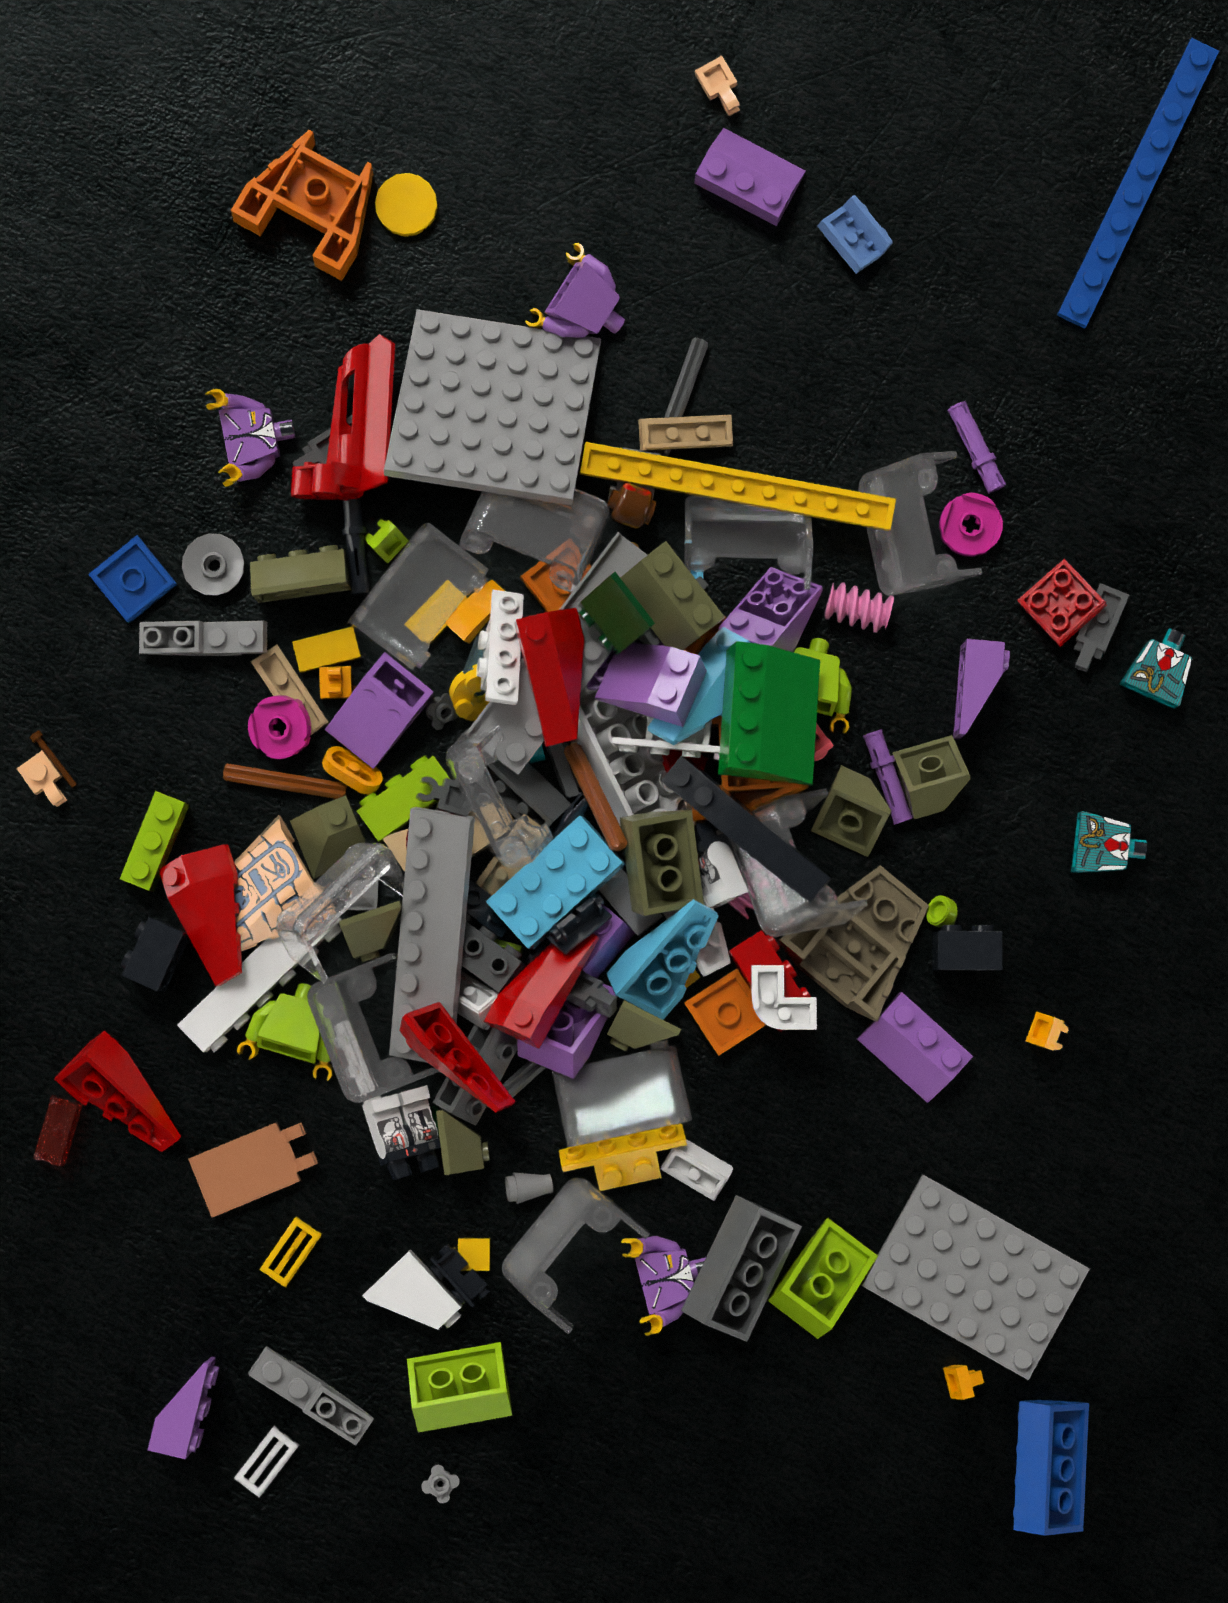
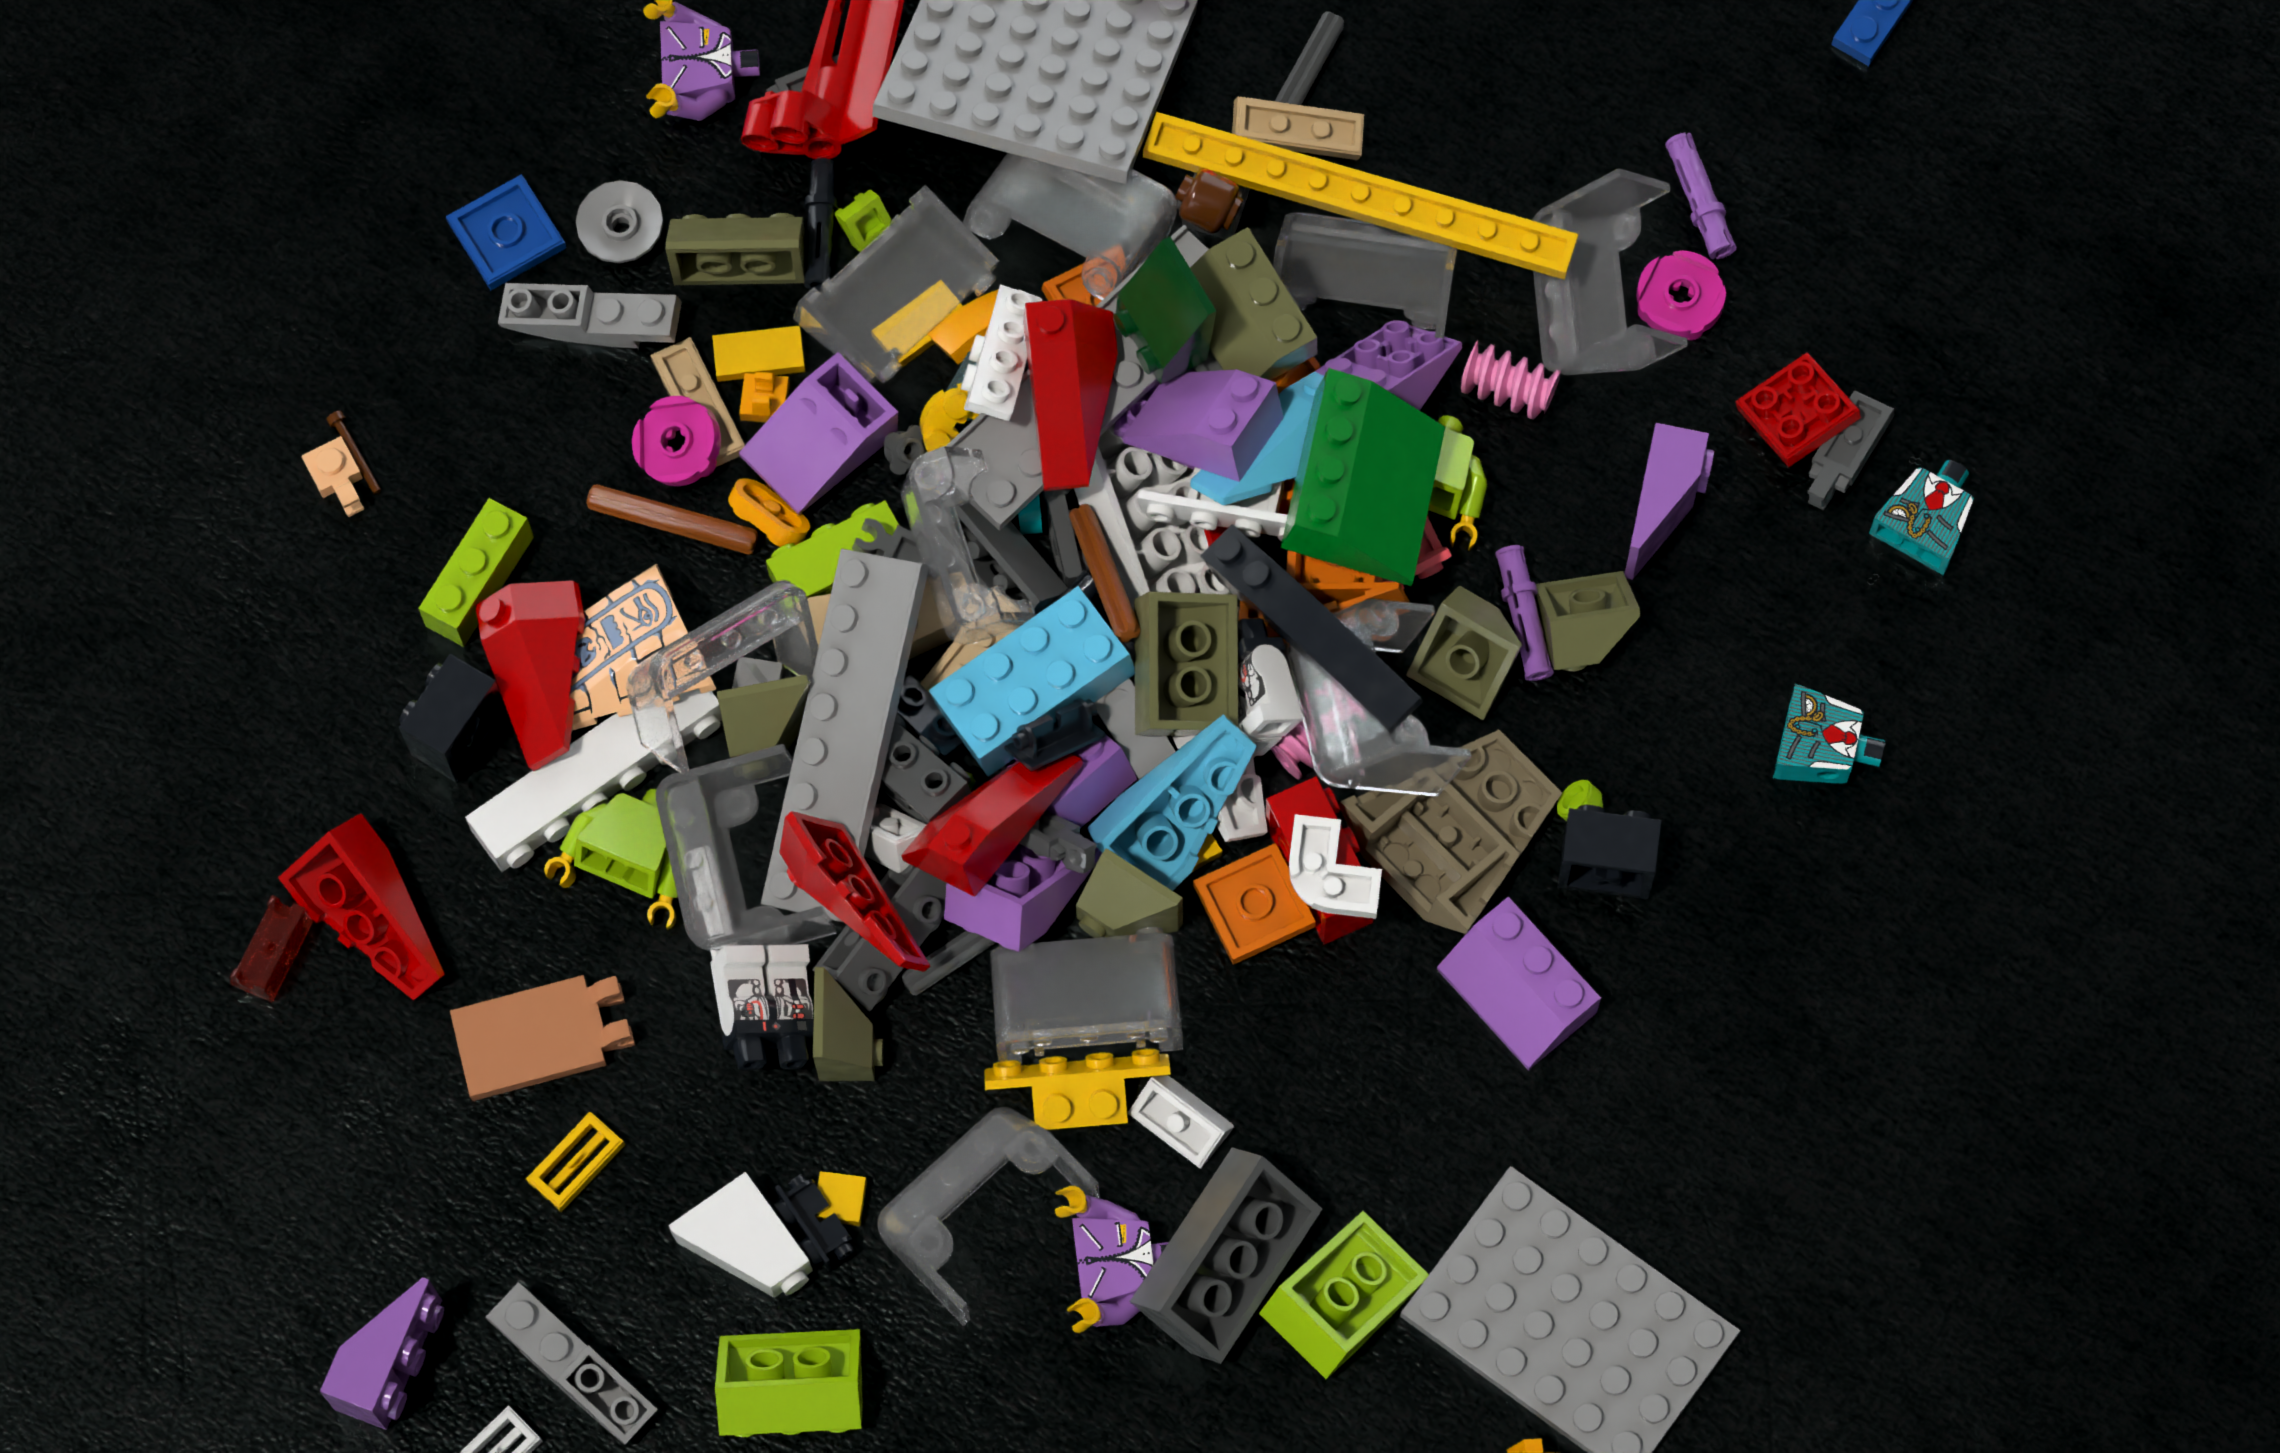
camera: 10 degrees right, 15 degrees down
(327, 834) = (717, 580): olive slope -> none
(526, 1186) = (930, 1109): light grey cone -> none
(1046, 1031) = (1711, 985): light orange tile -> none

